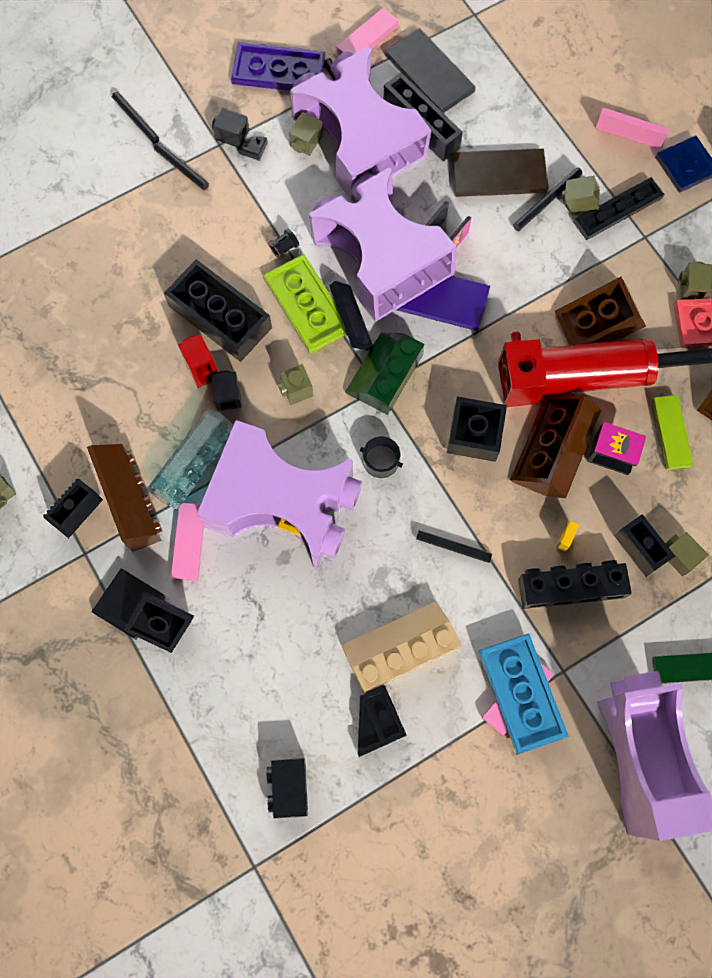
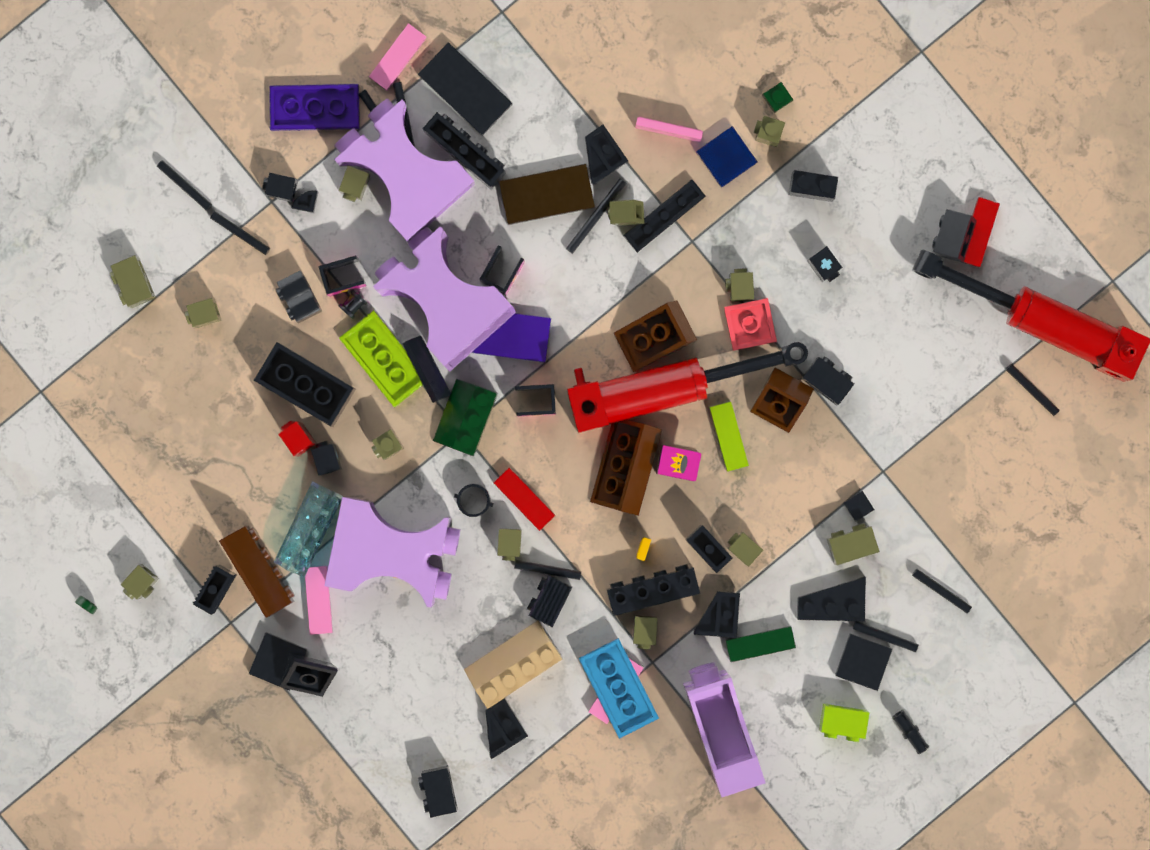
camera: 10 degrees left, 15 degrees up
(60, 192) = (132, 282): none -> olive brick
(126, 230) = (202, 313): none -> olive brick
(229, 229) = (298, 296): none -> black brick
(276, 203) = (343, 262): none -> black piece
(415, 508) = (509, 543): none -> olive brick
(437, 465) = (524, 499): none -> red tile
(452, 579) = (549, 601): none -> black brick
(468, 349) = (538, 387): none -> black piece
(476, 429) = (553, 464): black brick -> none
(561, 629) = (645, 631): none -> olive brick
(562, 143) = (603, 154): none -> black wing
(650, 627) = (720, 616): none -> black wing

